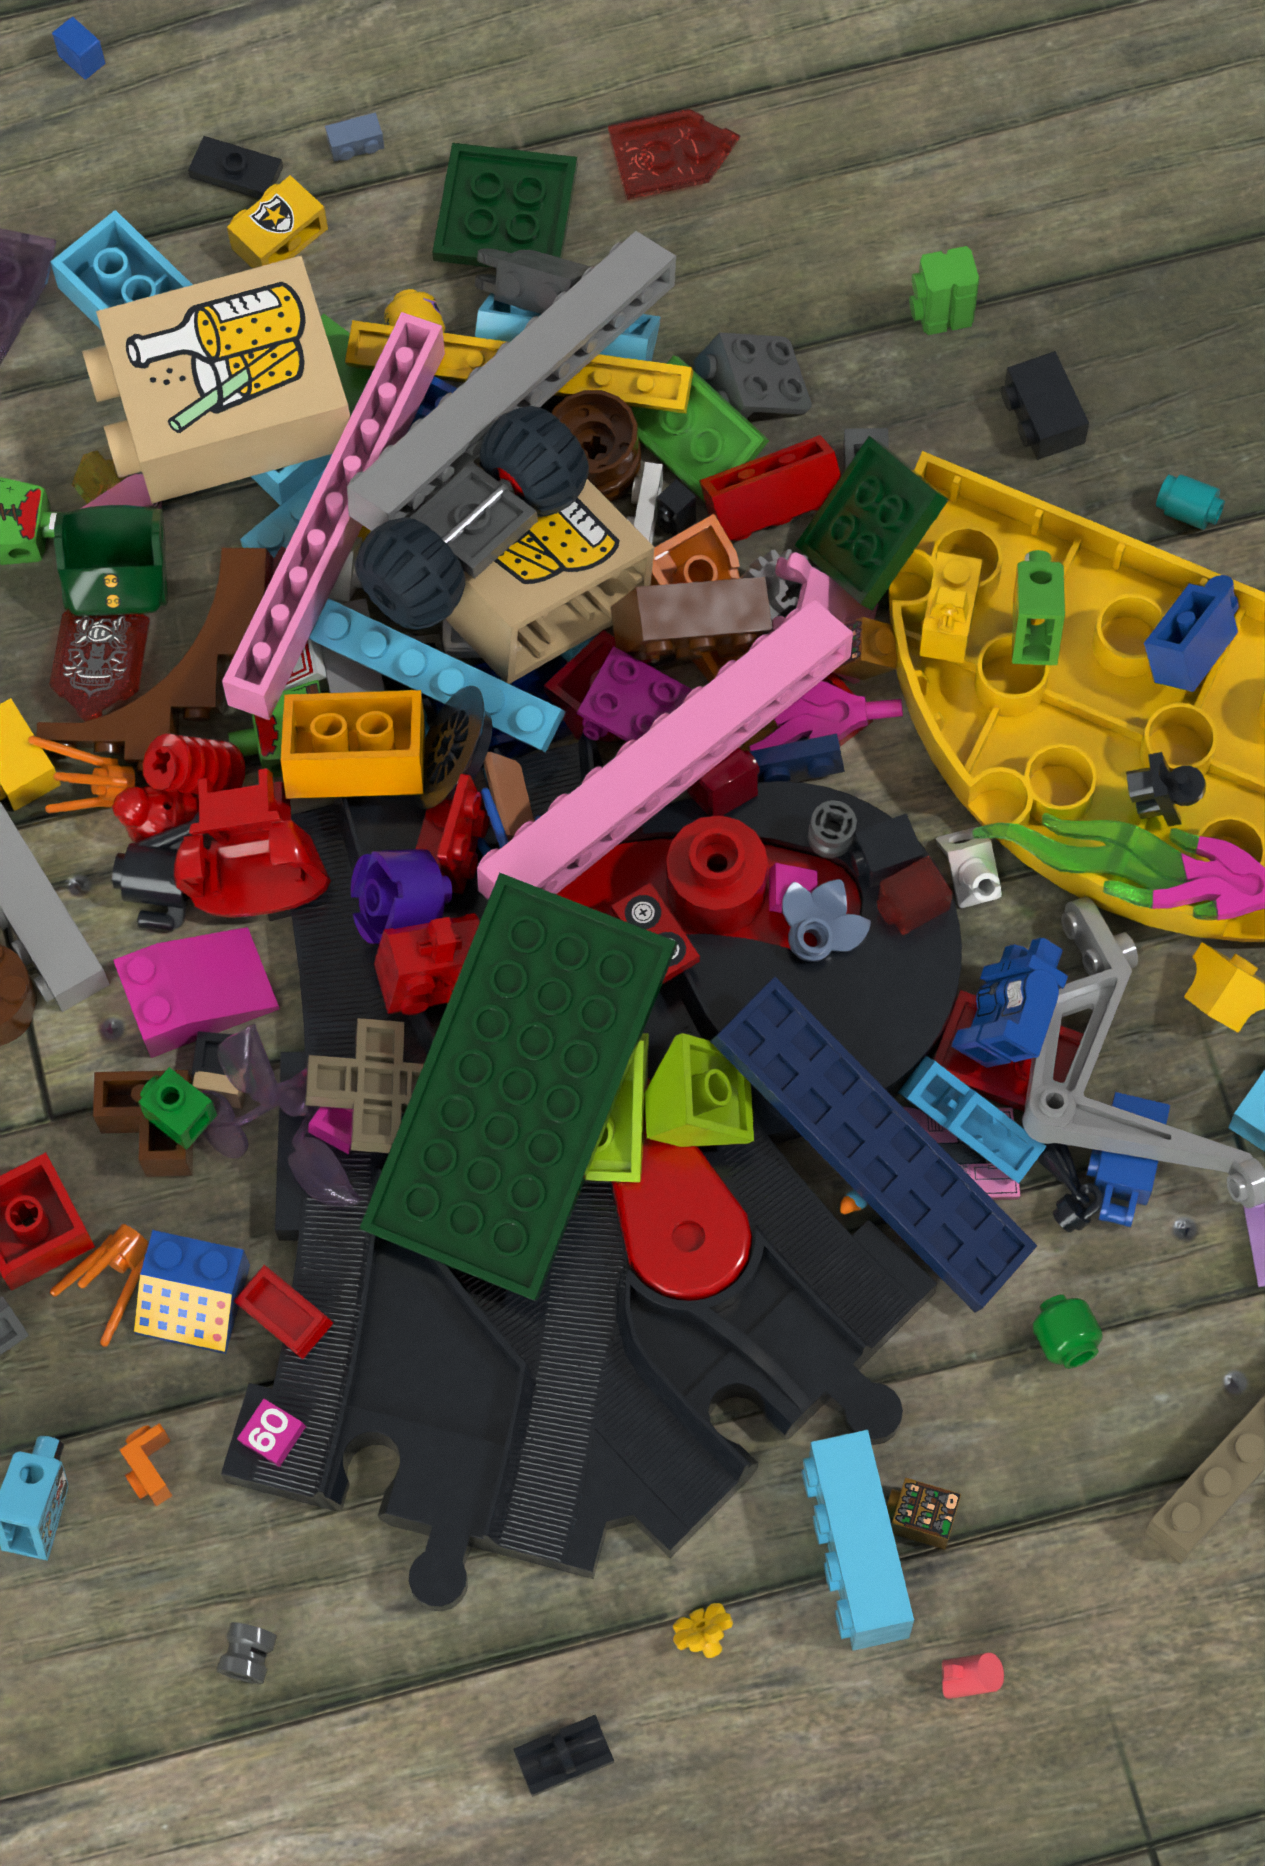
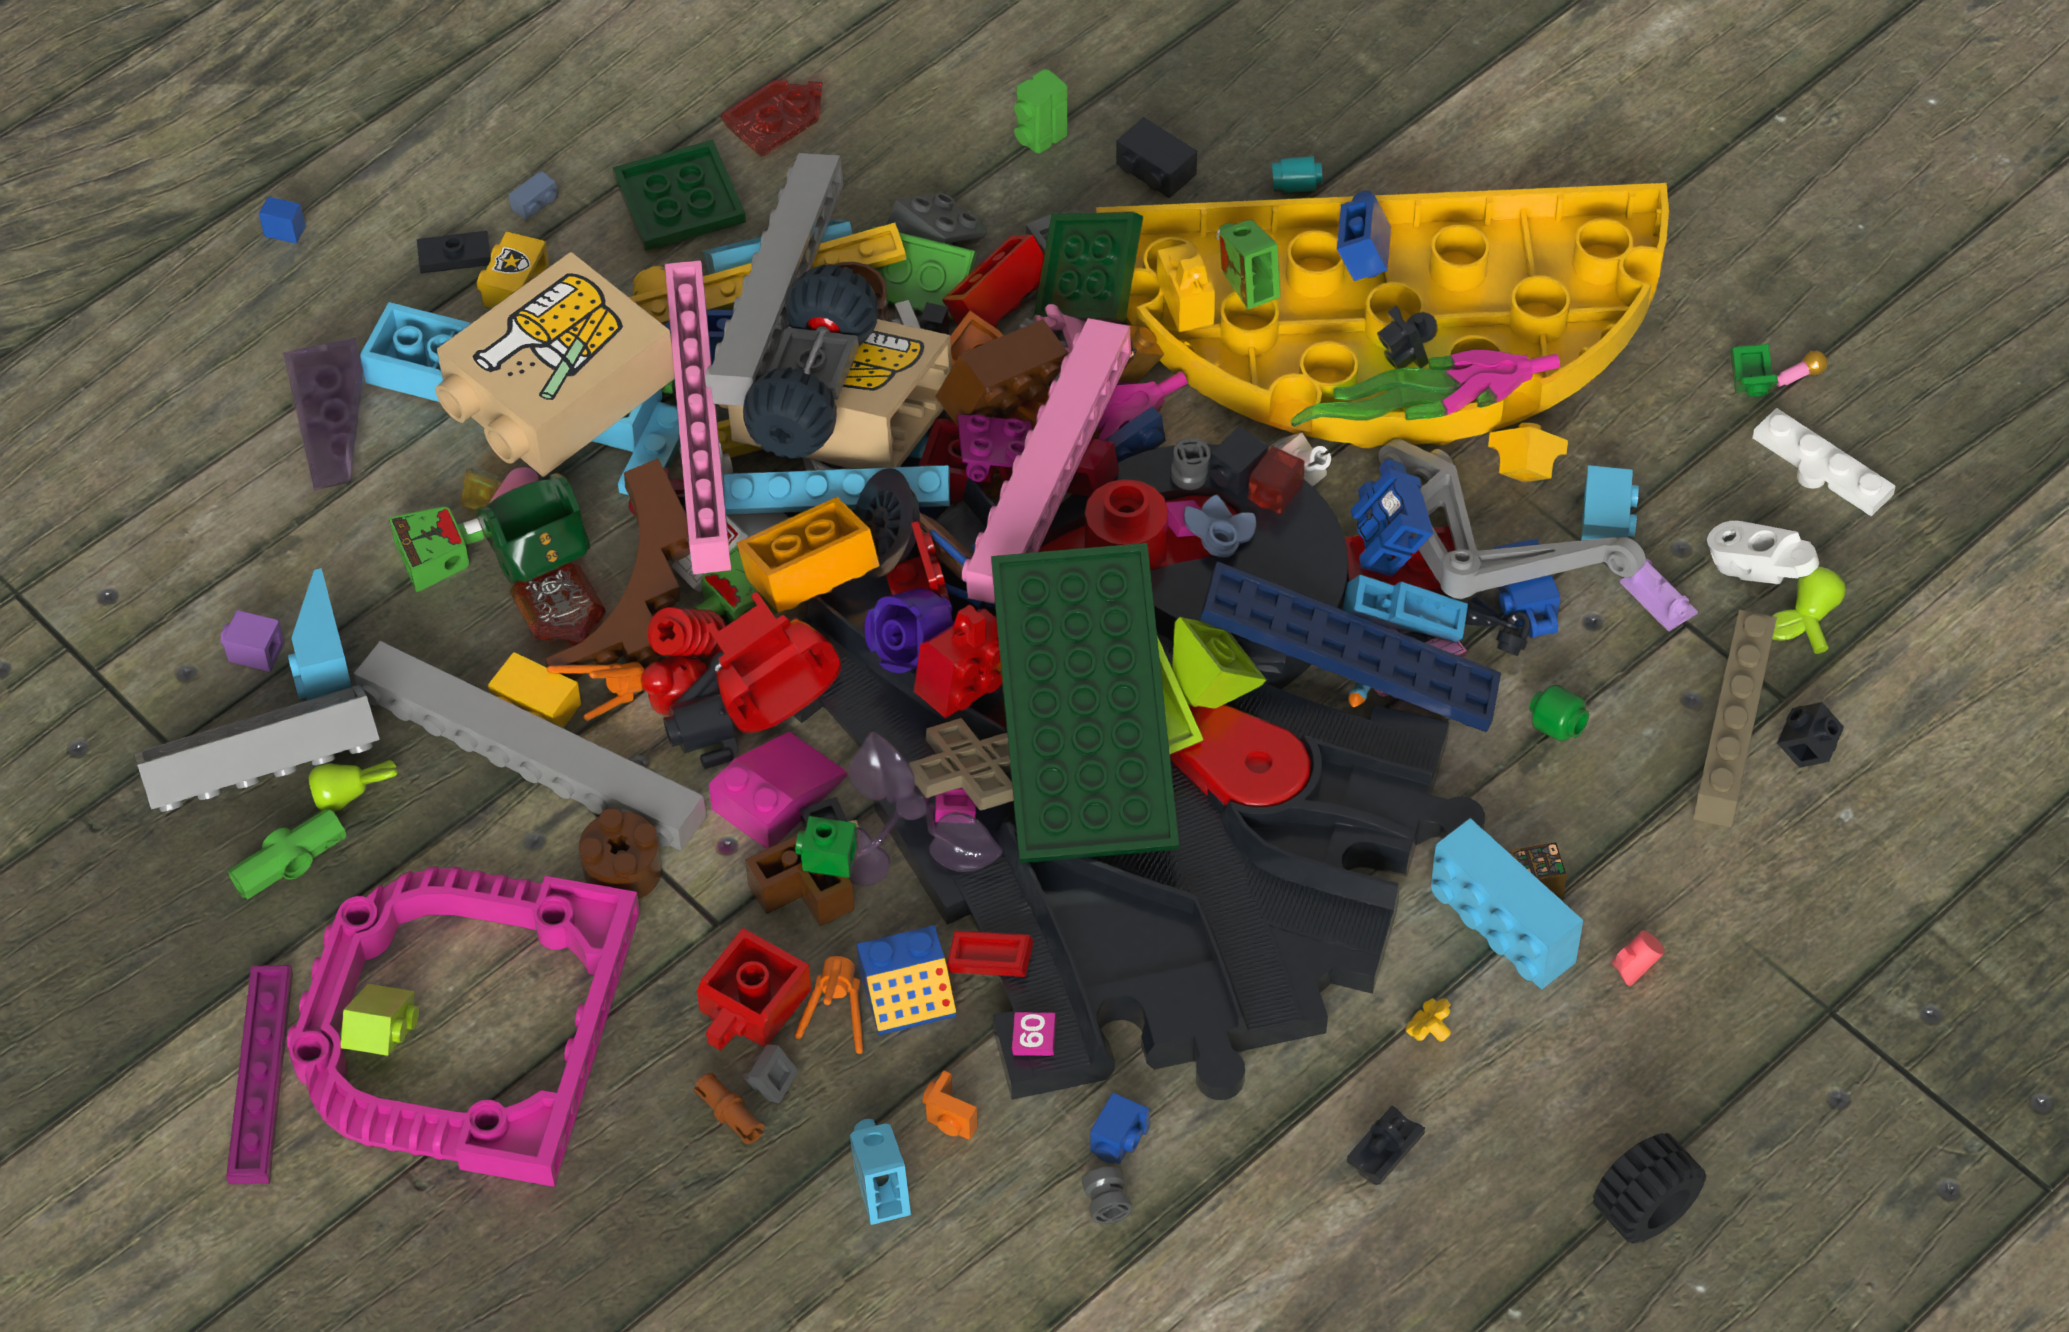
camera: 30 degrees left, 15 degrees down
(301, 1584) = (1118, 1129): none -> blue brick
(527, 277) = (732, 224): dark grey hinge -> none

